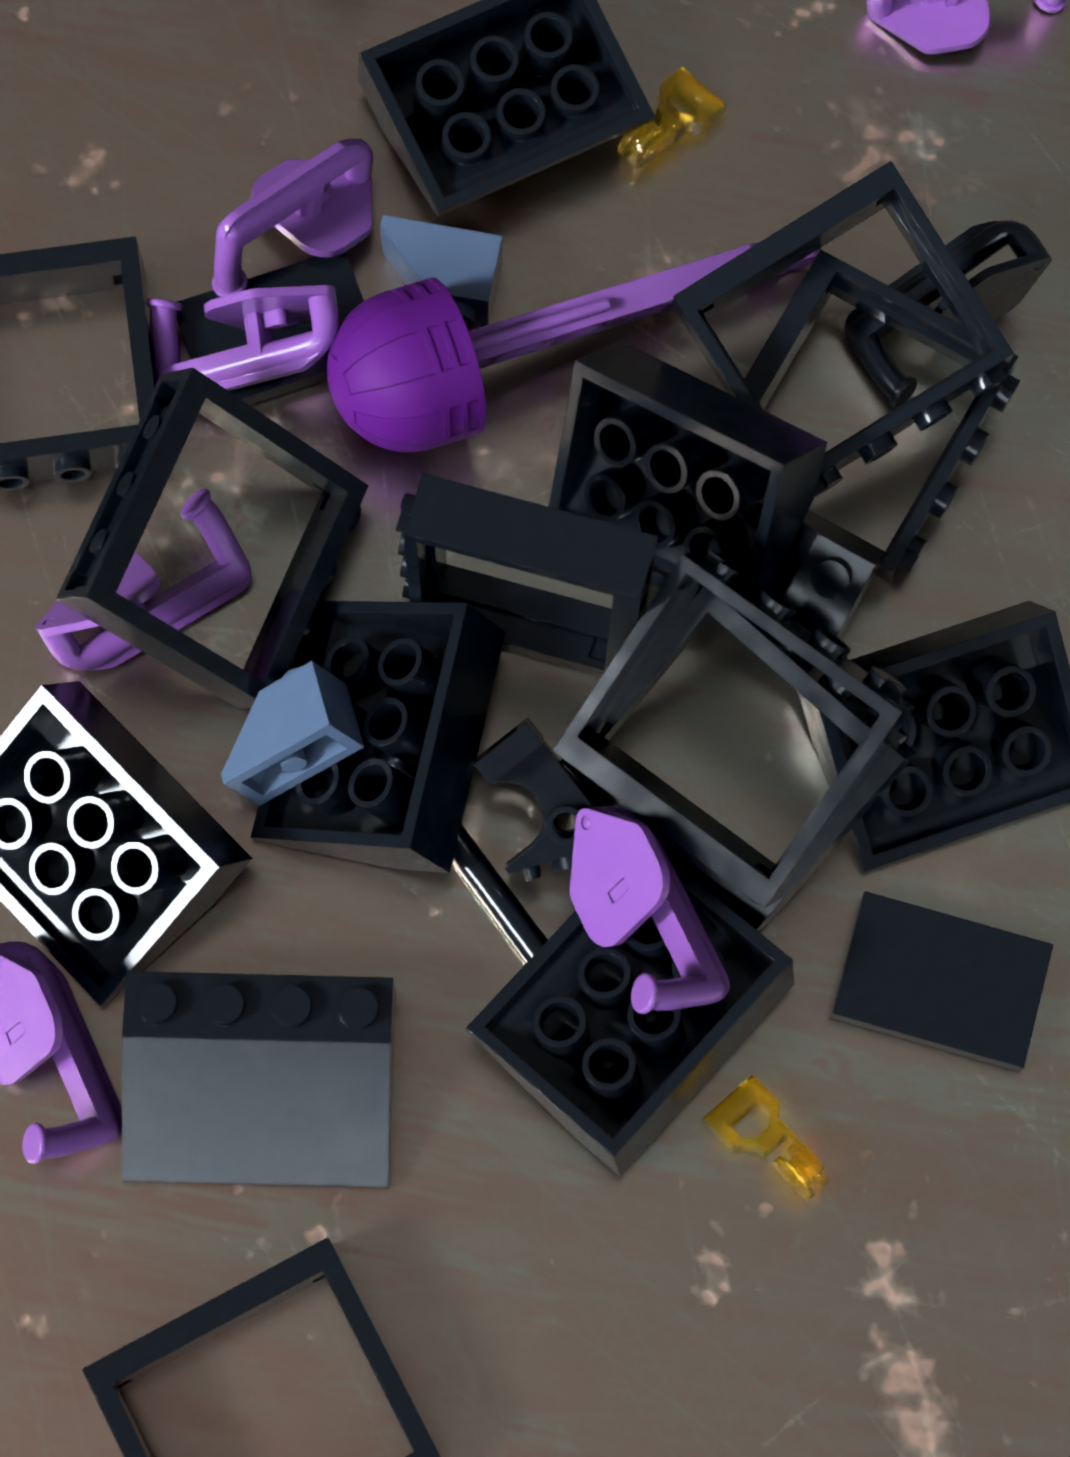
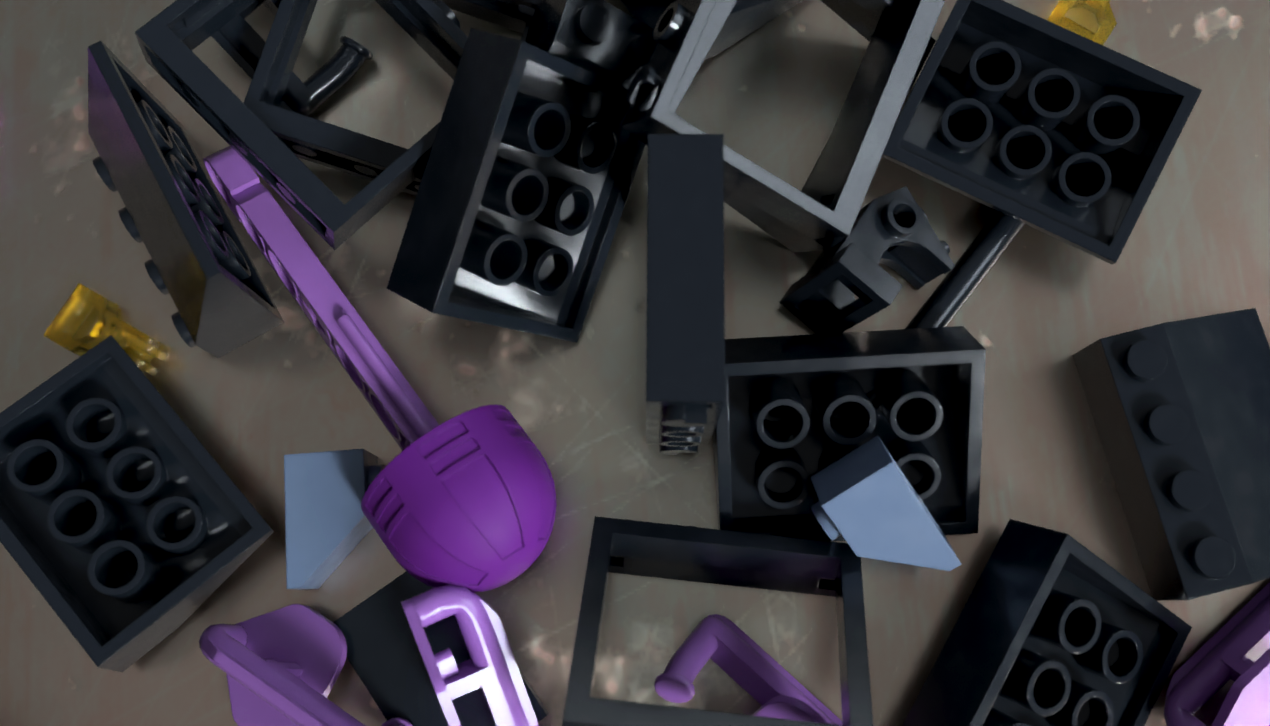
camera: 100 degrees left, 5 degrees up
(620, 882) = (957, 133): medium lavender piece -> none
(746, 198) = (174, 212): none -> black slope

